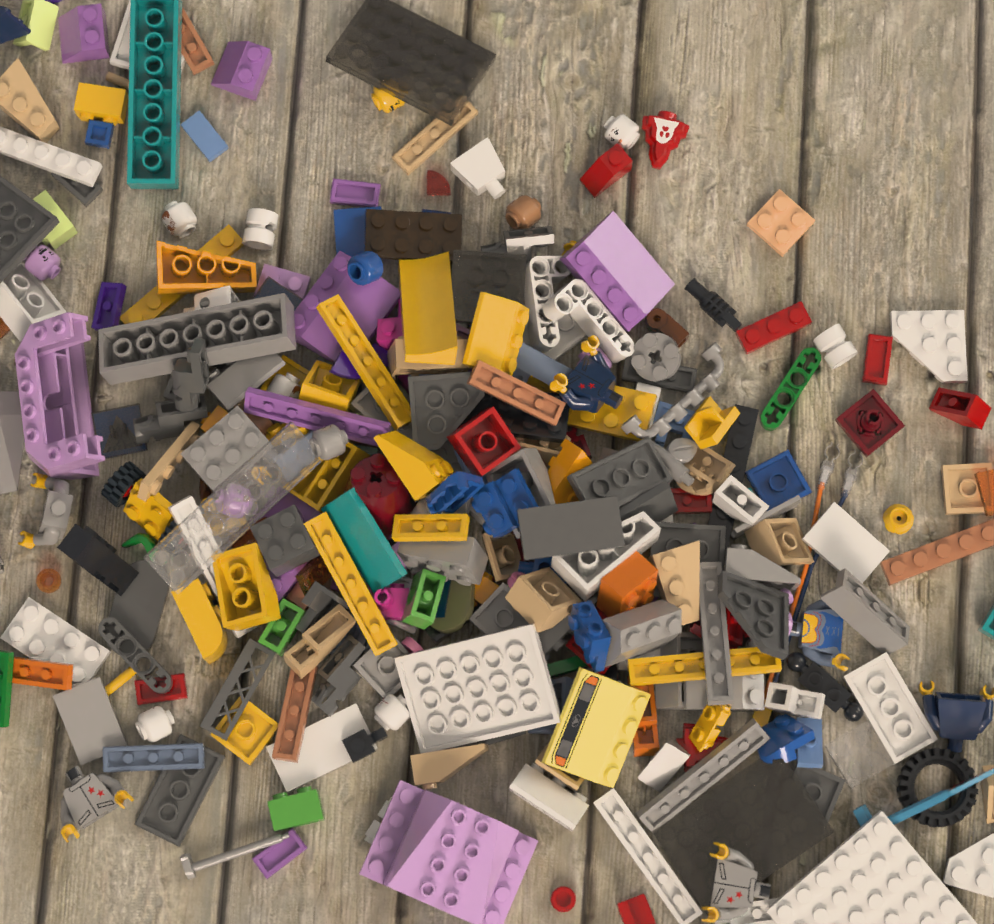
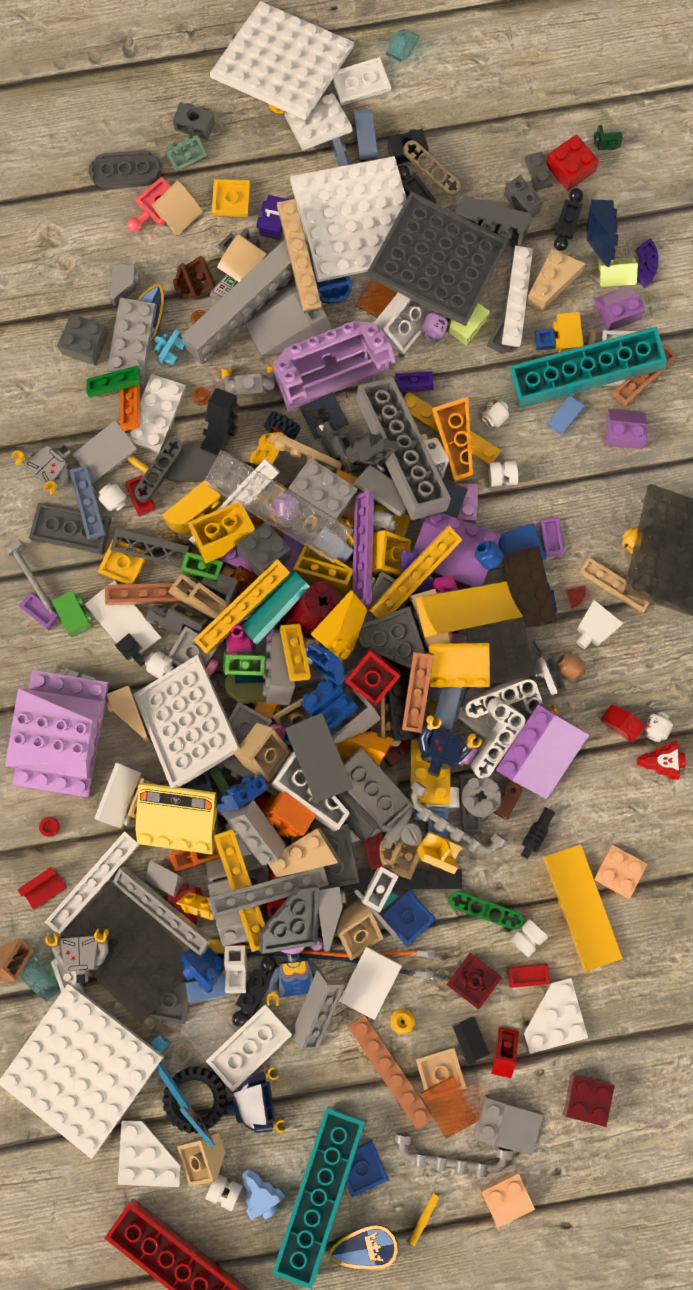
camera: 80 degrees right, 0 degrees up
(138, 538) = (246, 452): green hair -> none
(328, 442) = (344, 561): light grey head -> none
(773, 327) = (532, 885): red plate -> none
(812, 277) = (582, 908): none -> yellow arch
(937, 445) = (470, 1040): none -> black panel

